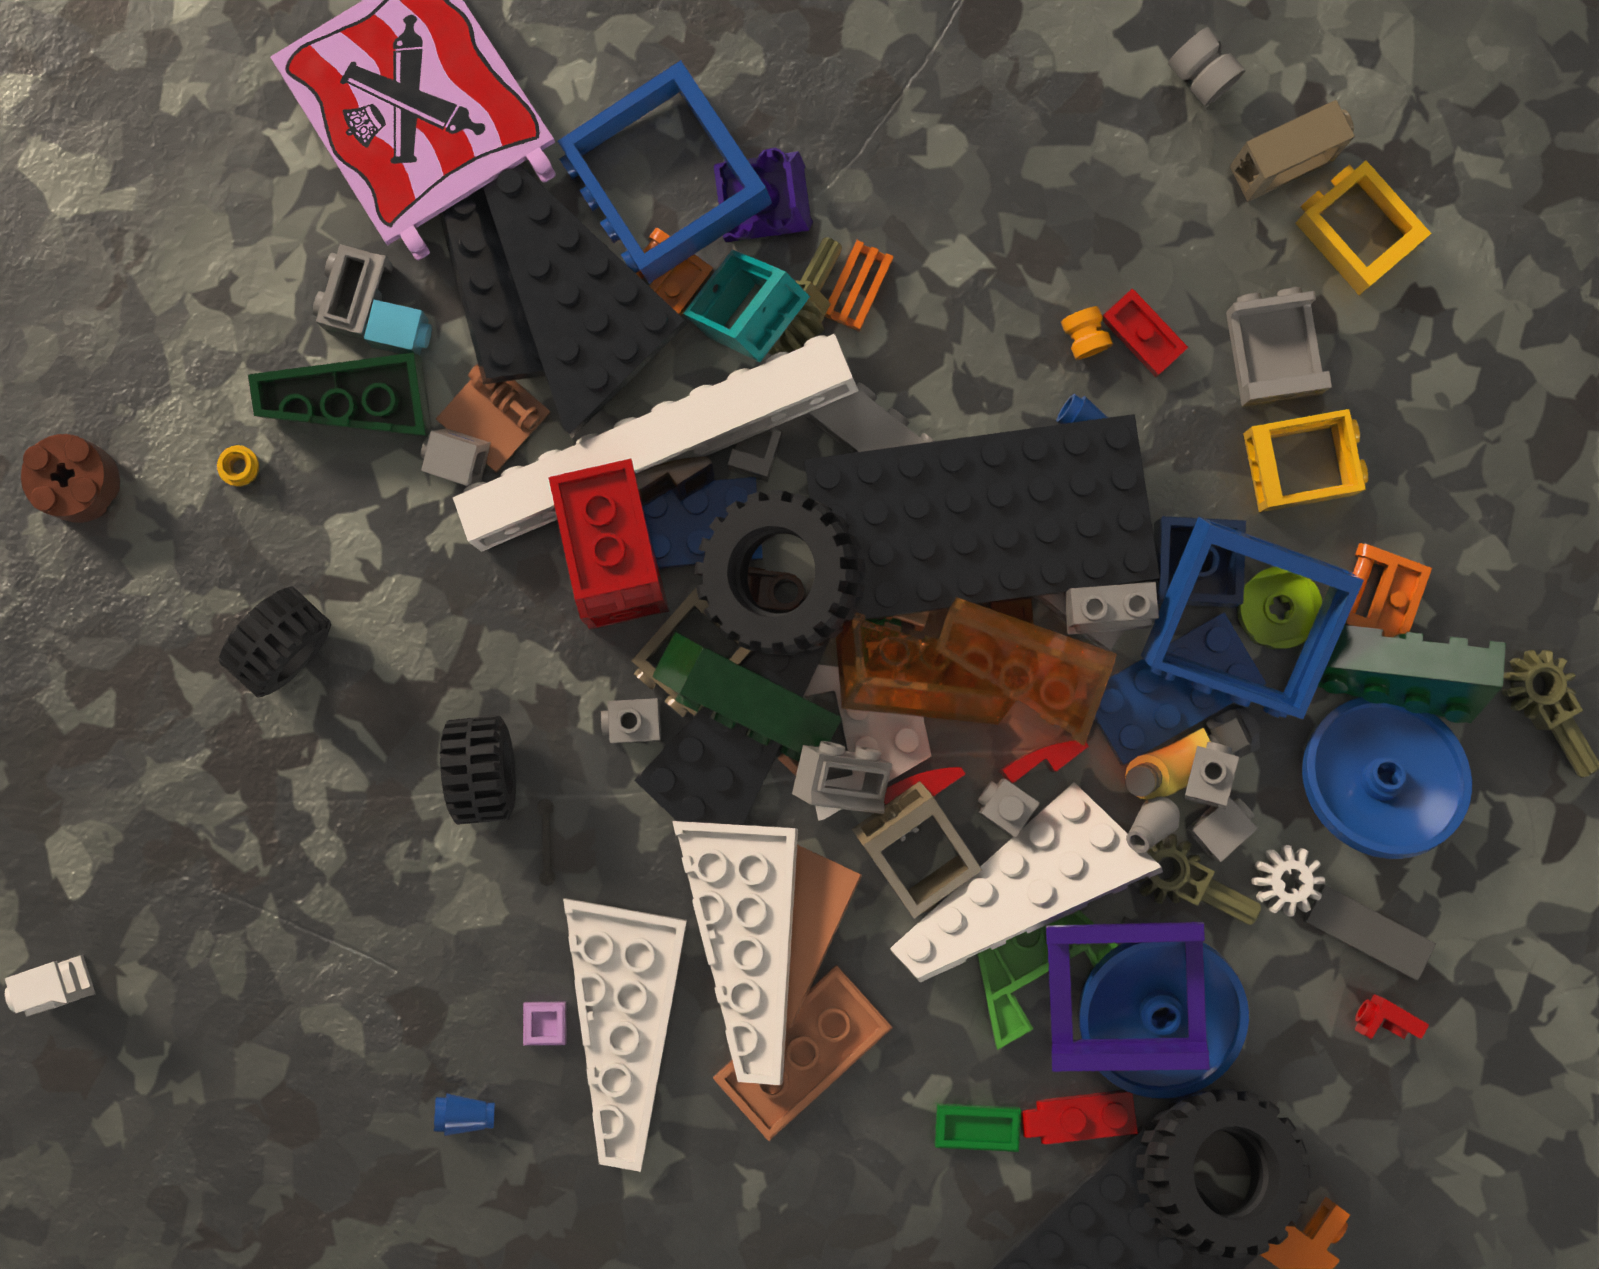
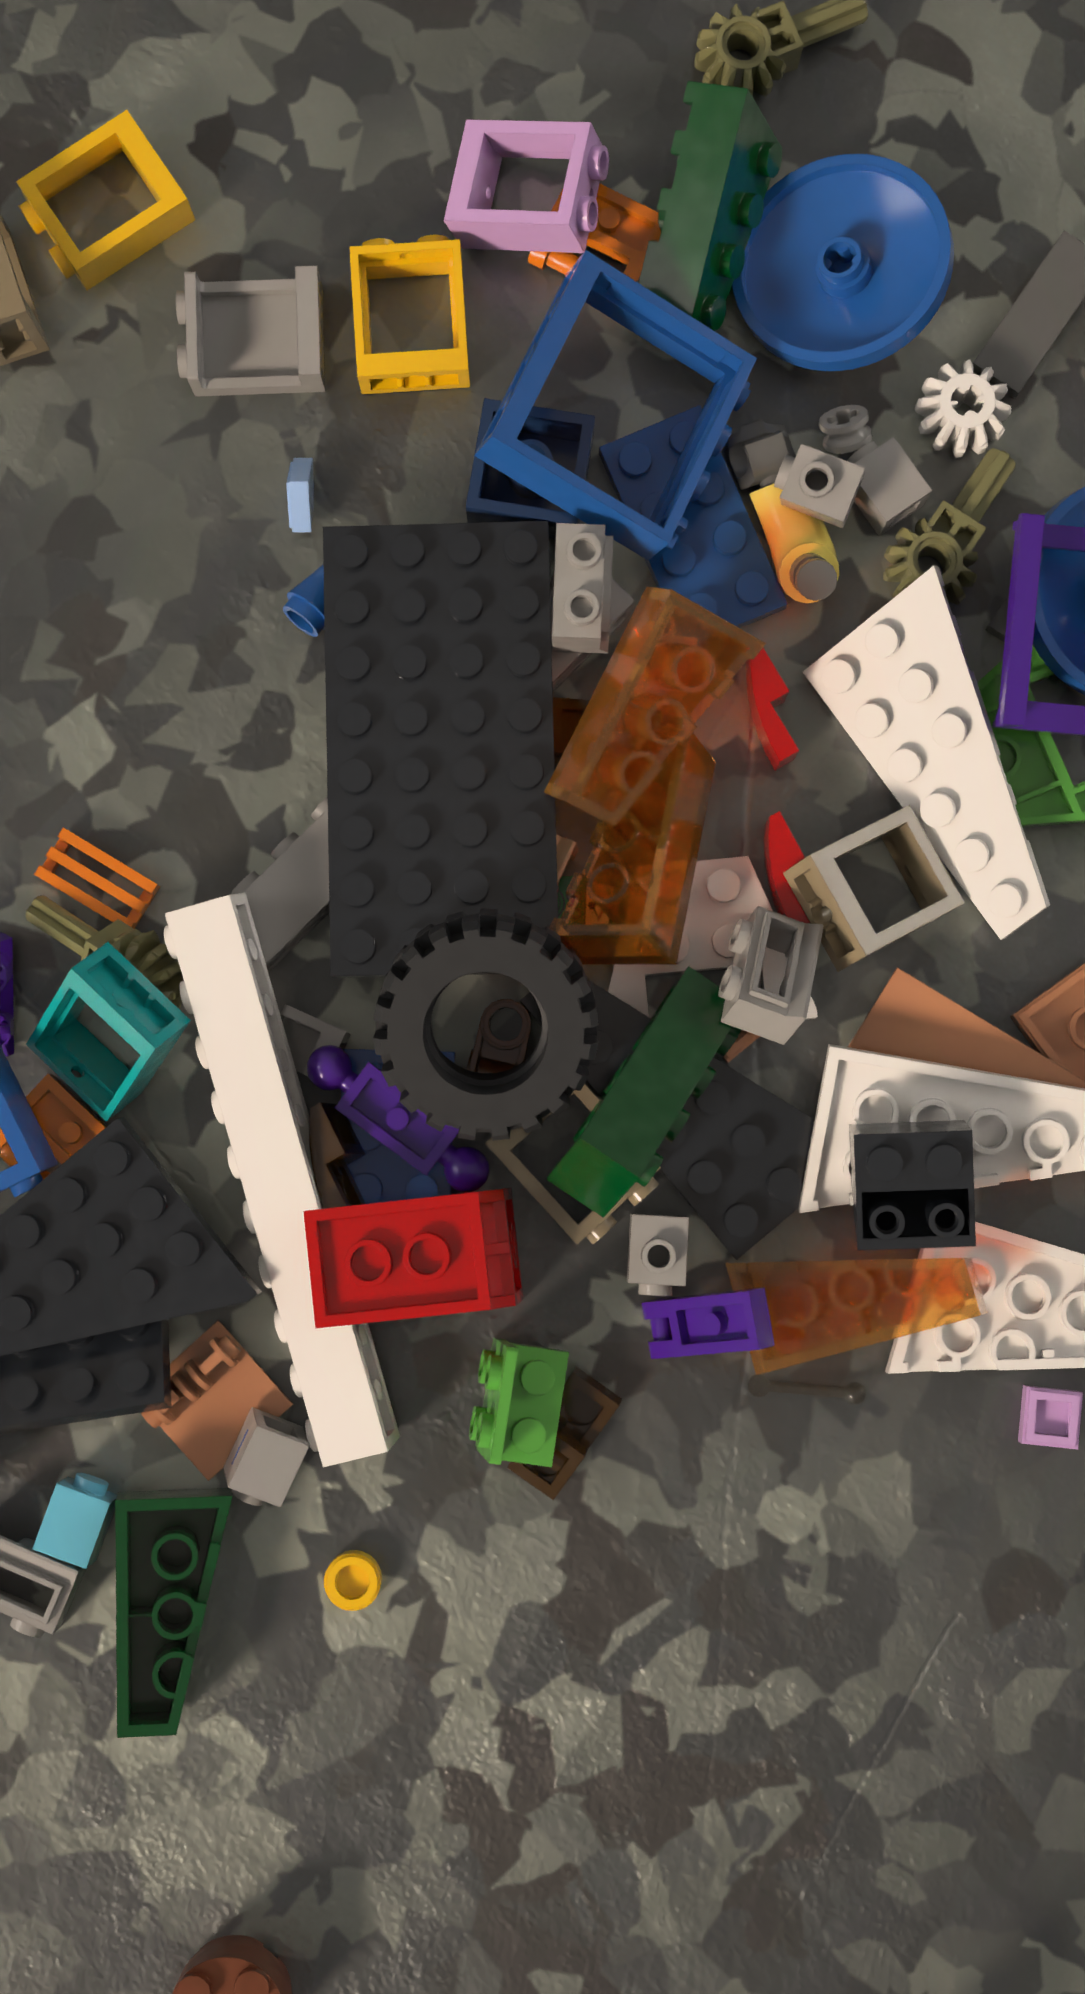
camera: 80 degrees left, 0 degrees up
(227, 460) = (230, 1779): yellow plate -> none
(274, 641) = (495, 1736): black tyre -> none
(375, 530) = (353, 1580): none -> yellow tile
(478, 770) = (703, 1471): black tyre -> none
(496, 669) = (583, 1415): none -> dark brown slope
(513, 634) = (519, 1403): none -> bright green bracket
(584, 762) = (709, 1323): none -> dark purple plate
(607, 853) = (855, 1303): none -> clear orange wedge
(699, 897) = (913, 1185): none -> black slope
(709, 504) = (379, 1112): none -> dark purple plate
(1006, 806) = (827, 762): light grey brick -> none
(1085, 330) = (199, 581): light orange wheel -> none
(1144, 332) = (211, 505): red plate -> none
(1154, 822) = (873, 570): light grey cone -> none
(1160, 397) = (300, 494): none -> light blue tile
(1261, 793) = (845, 429): none -> light grey bush
(1265, 627) = (622, 351): lime plate -> none
(1414, 497) = (476, 177): none -> lavender window

